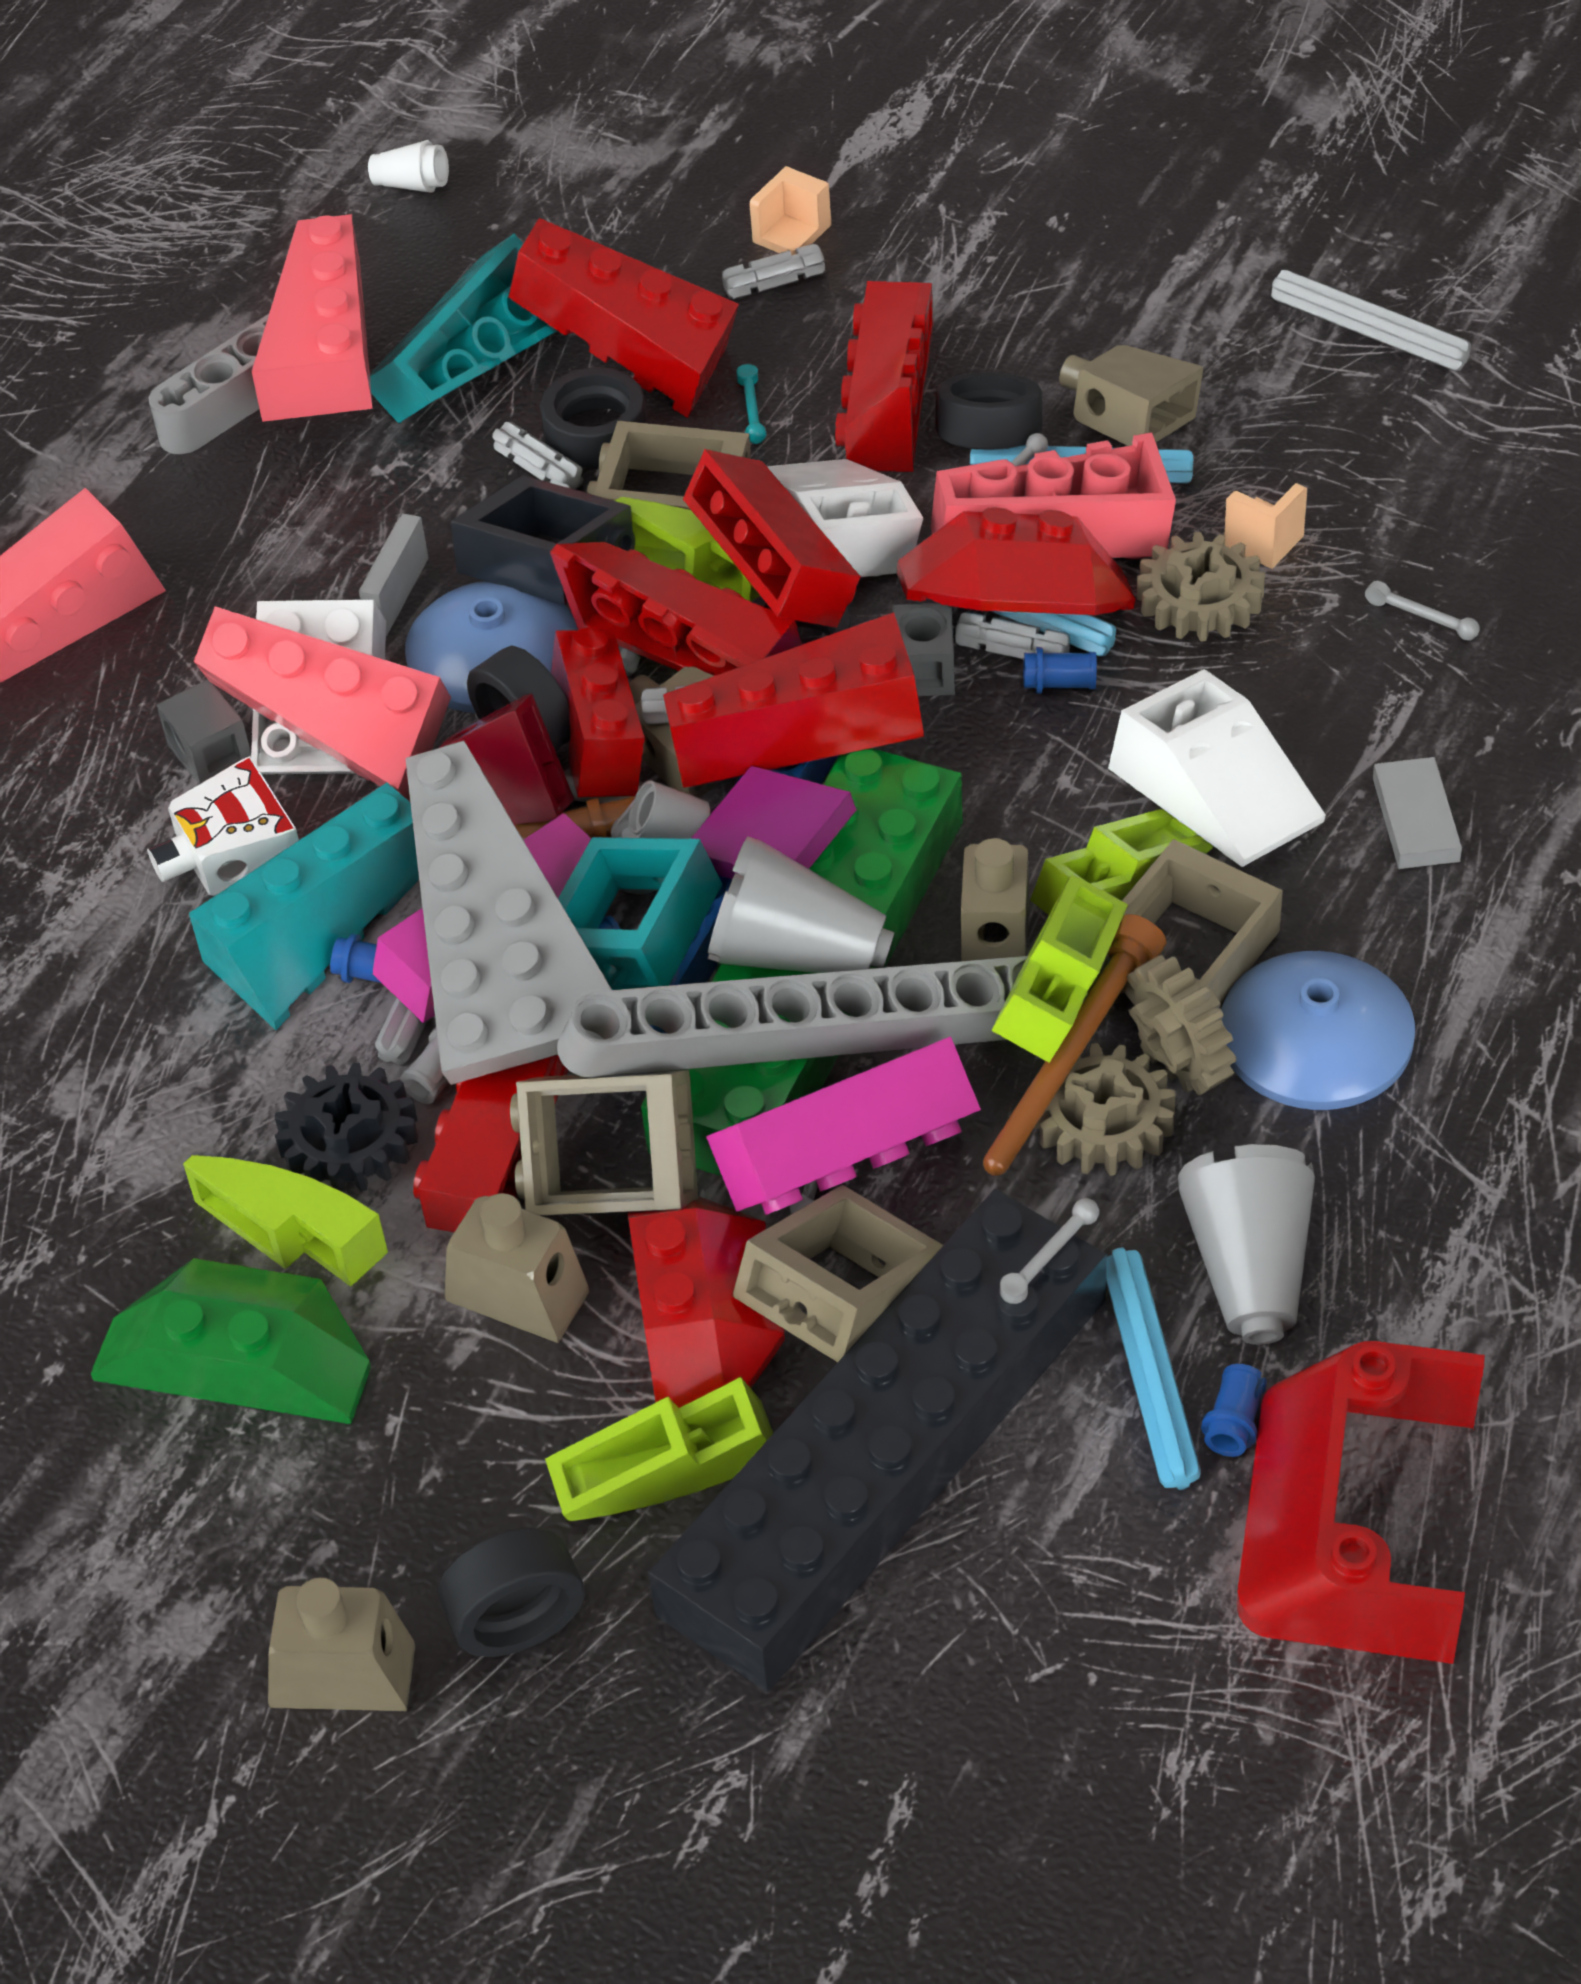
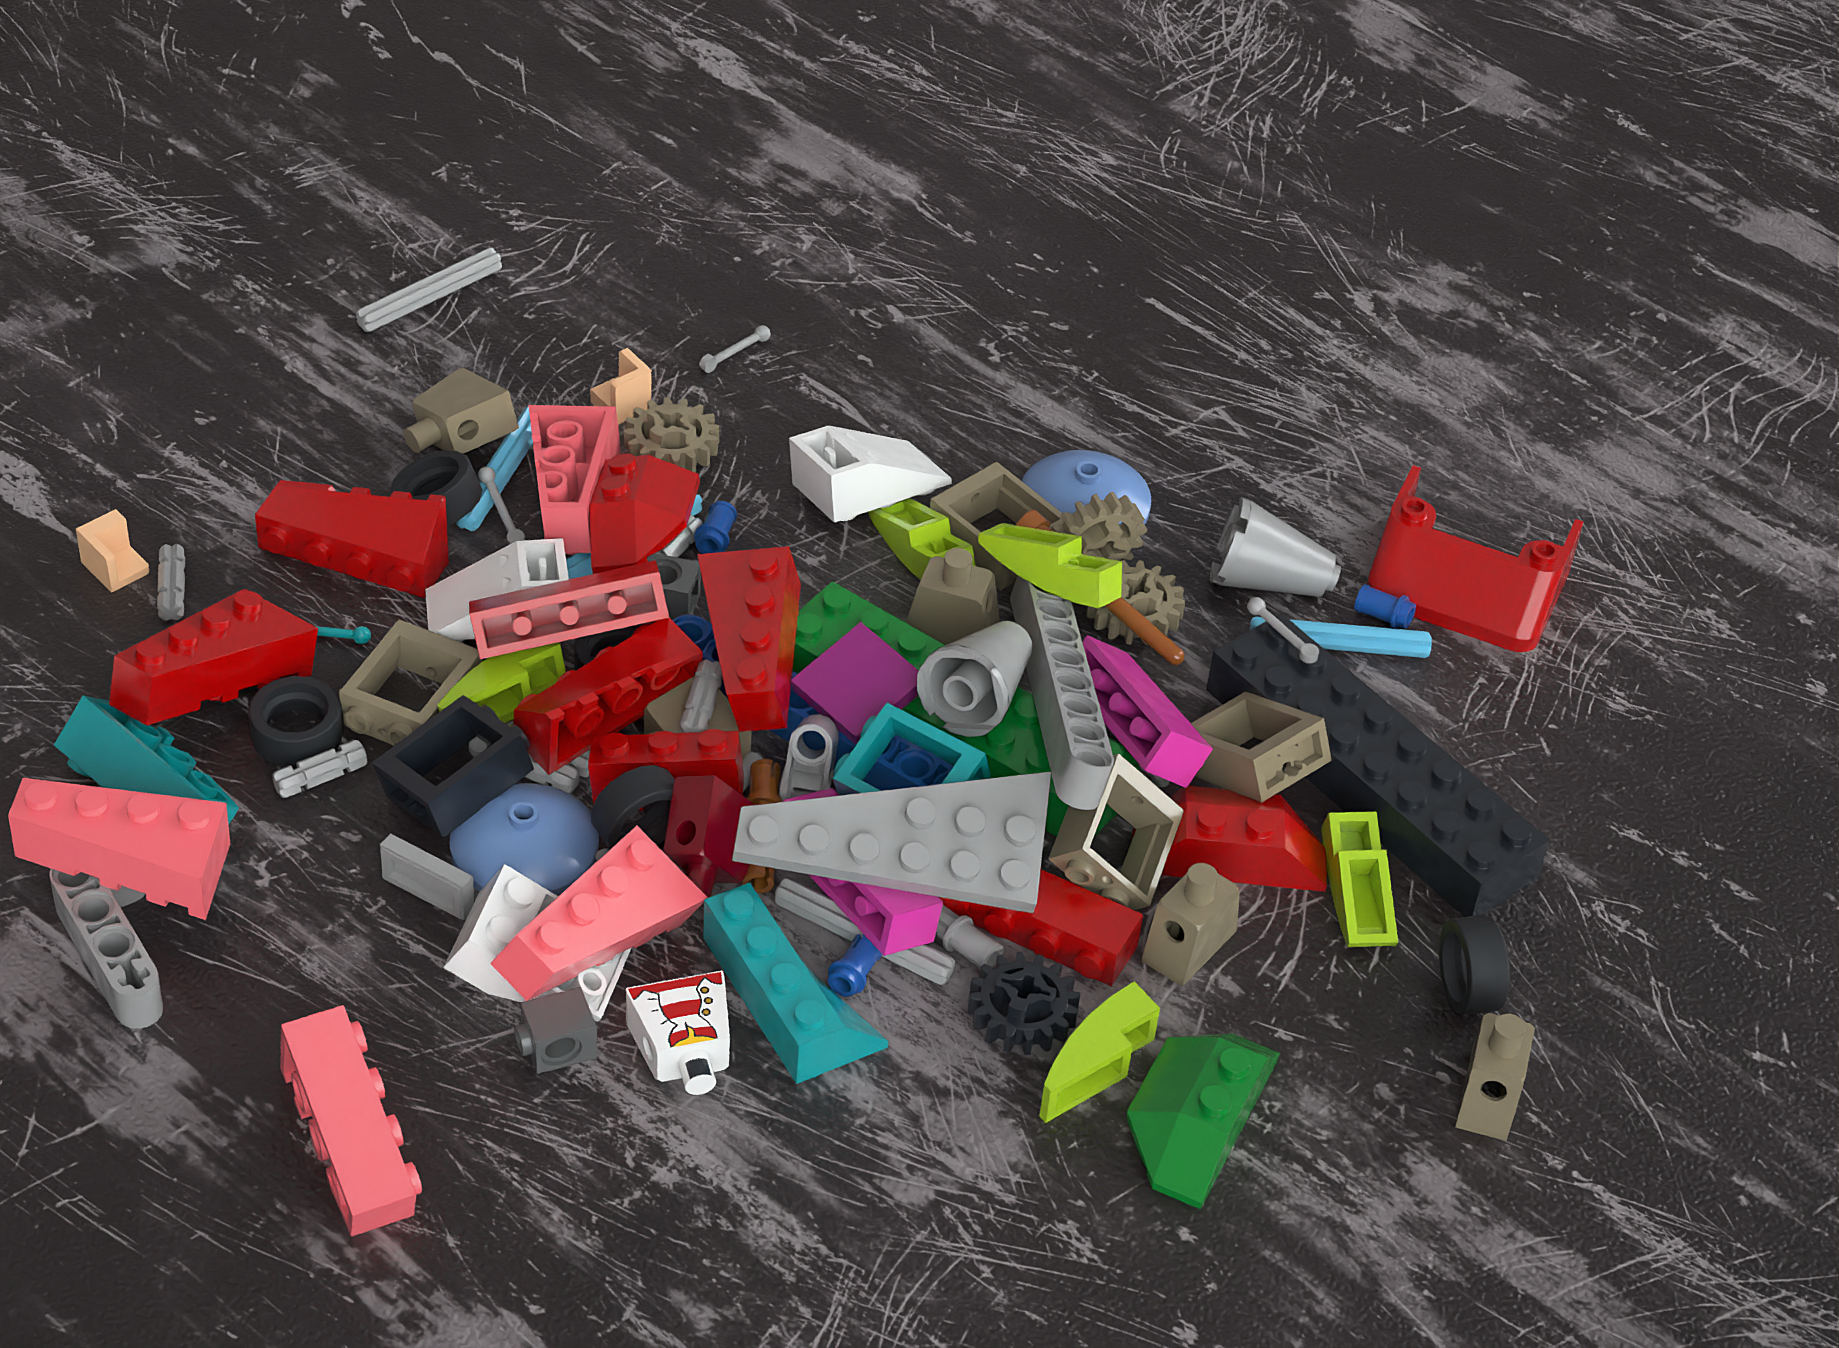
camera: 85 degrees left, 5 degrees down
(1416, 813) = (920, 401): light grey tile -> none

